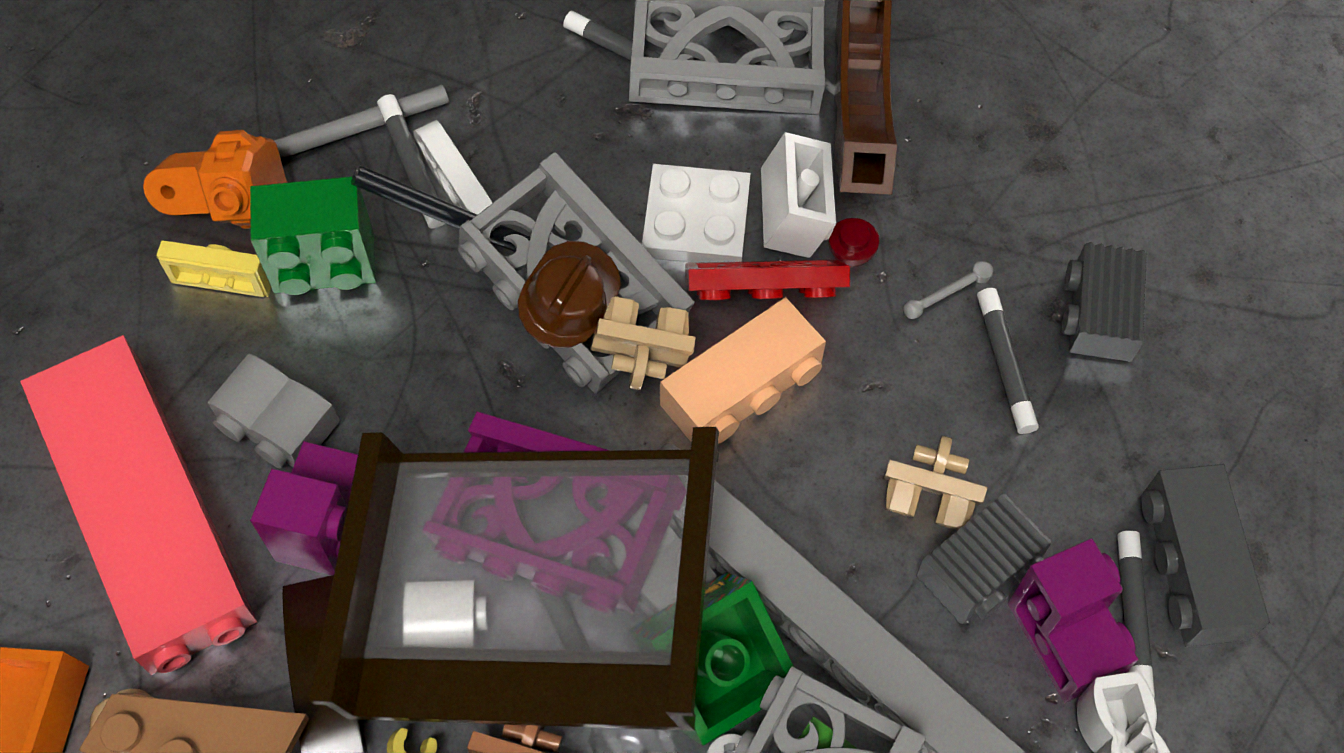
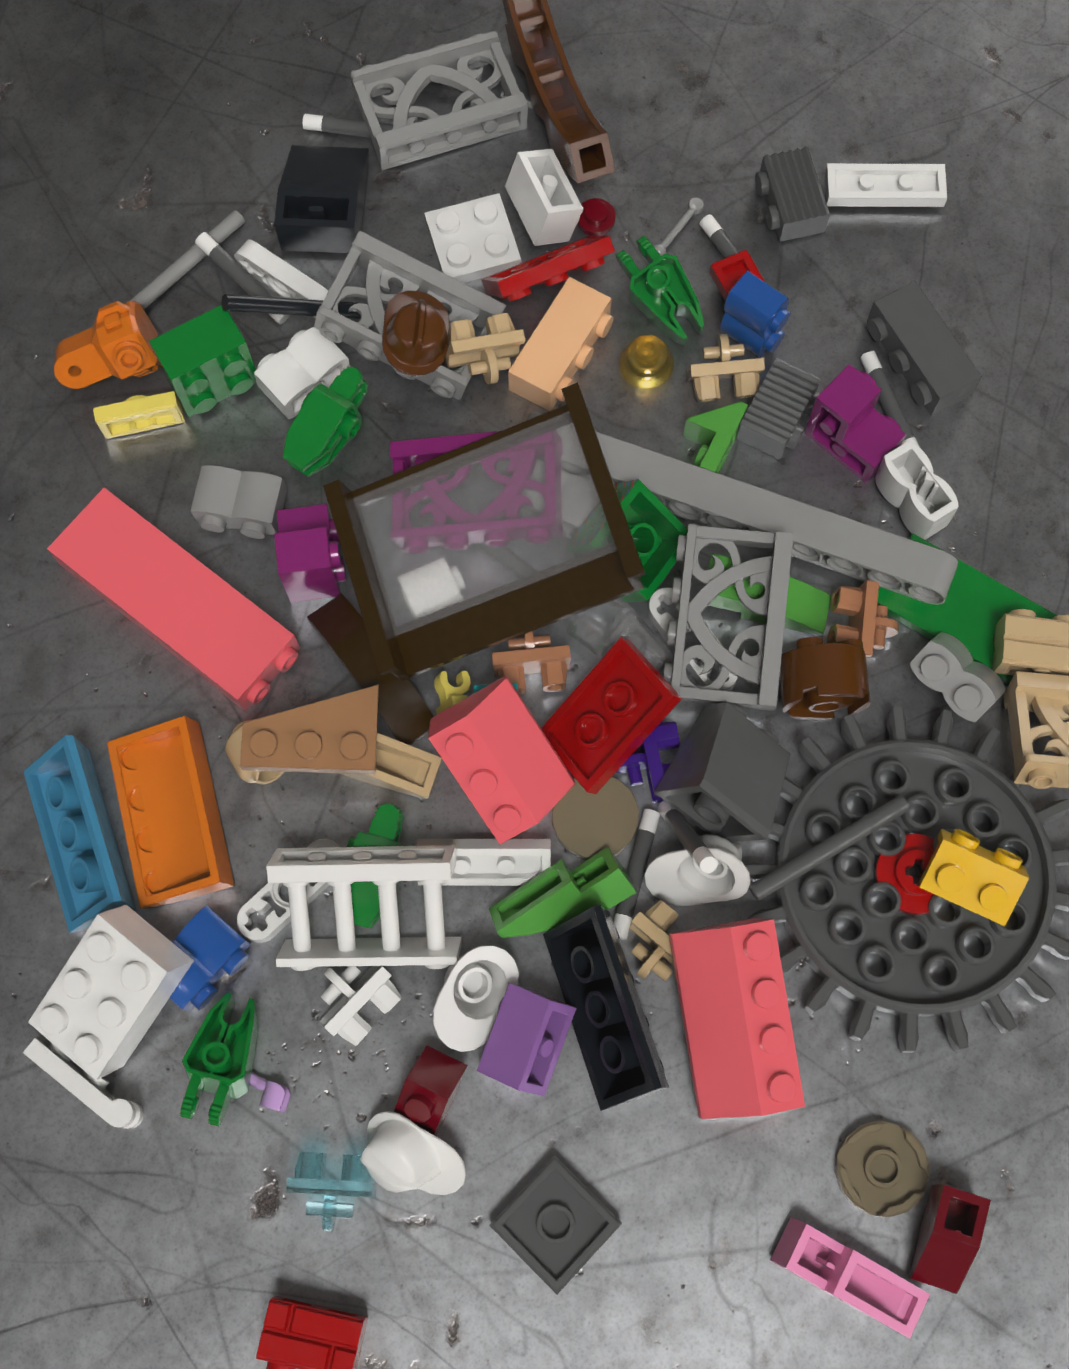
camera: 20 degrees left, 10 degrees up
(419, 359) = (326, 422): none -> green hinge
(423, 291) = (298, 369): none -> white brick
(540, 105) = (321, 198): none -> black slope
(841, 436) = (646, 362): none -> clear yellow cone
(892, 556) = (716, 434): none -> bright green slope
(893, 356) = (662, 291): none -> green hinge
(995, 375) = (731, 269): none -> red tile
(998, 429) = (755, 315): none -> blue brick
(1231, 333) = (885, 185): none -> white plate

